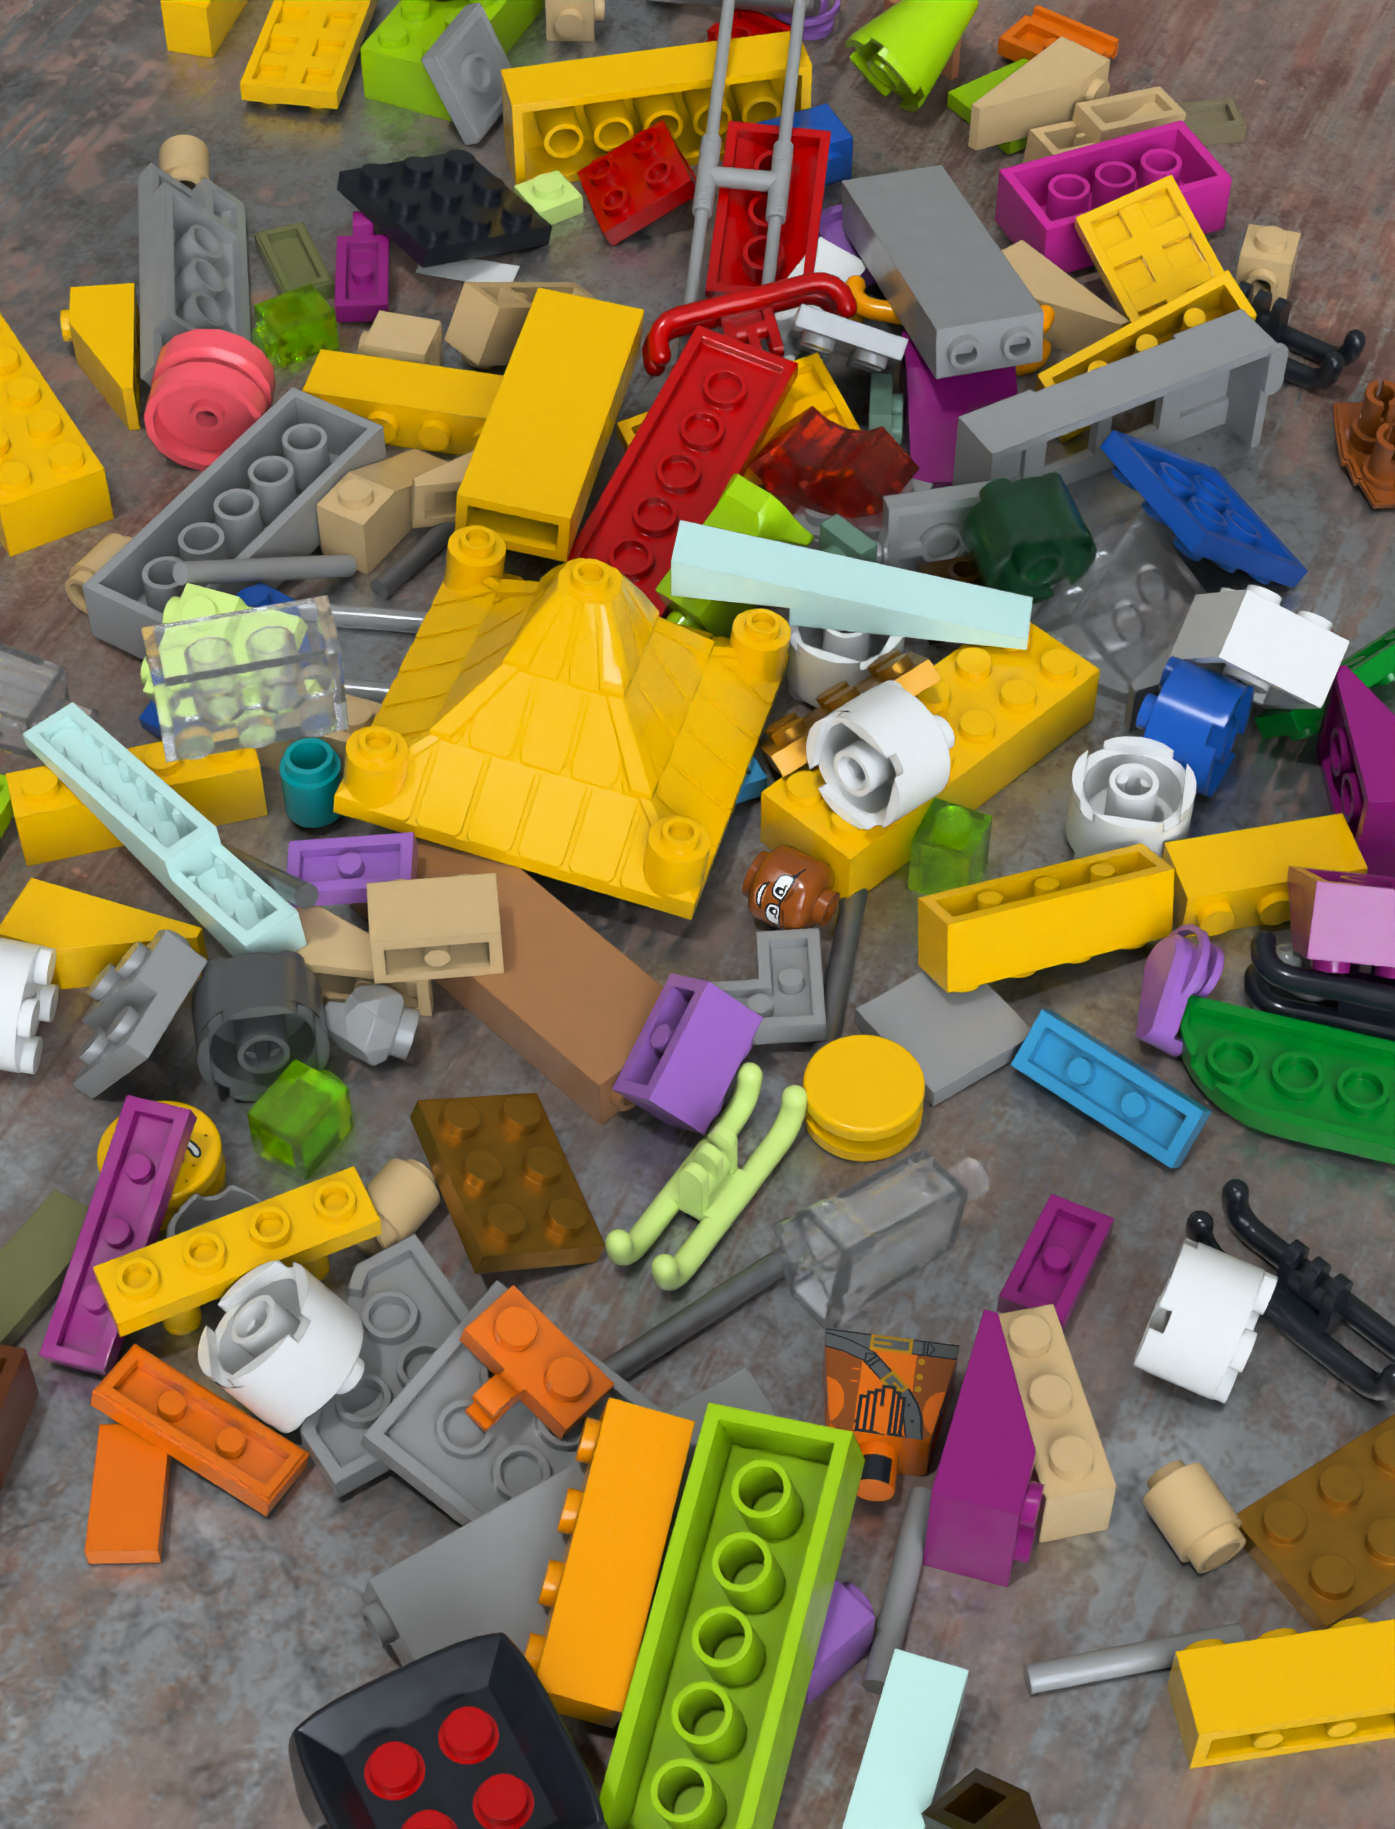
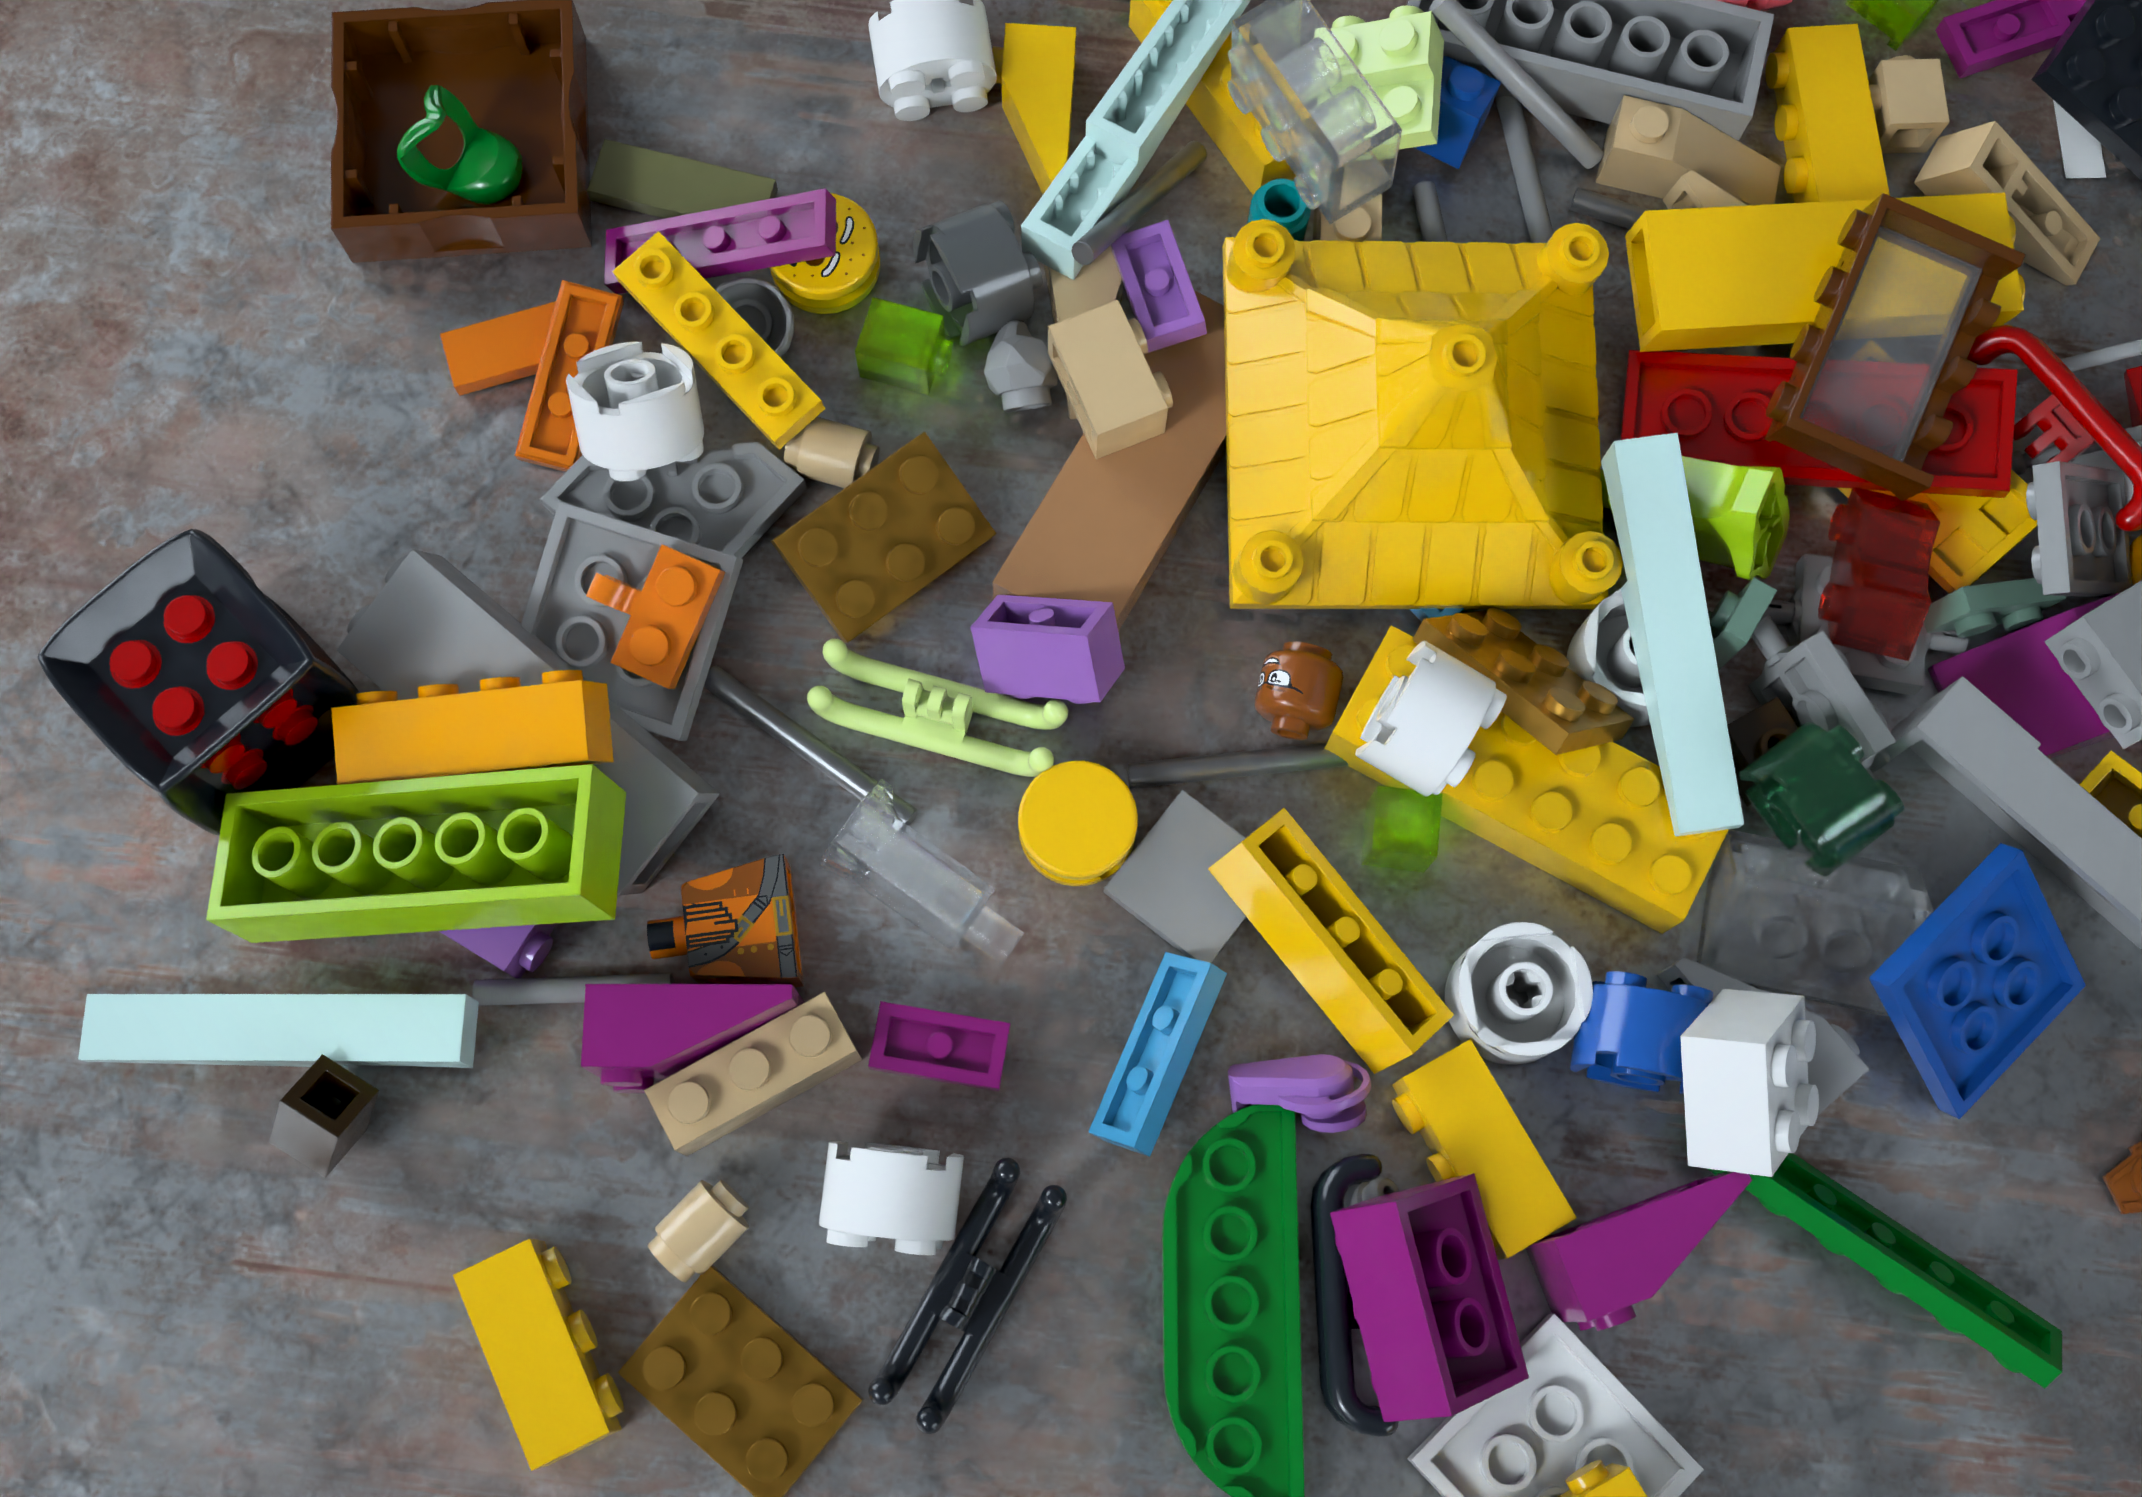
camera: 70 degrees right, 25 degrees up
(134, 1008) = (973, 166): light grey plate -> none
(647, 387) = (1889, 344): none -> window
(788, 987) = (1173, 723): light grey plate -> none
(1119, 1660) = (555, 1207): light grey bar -> none

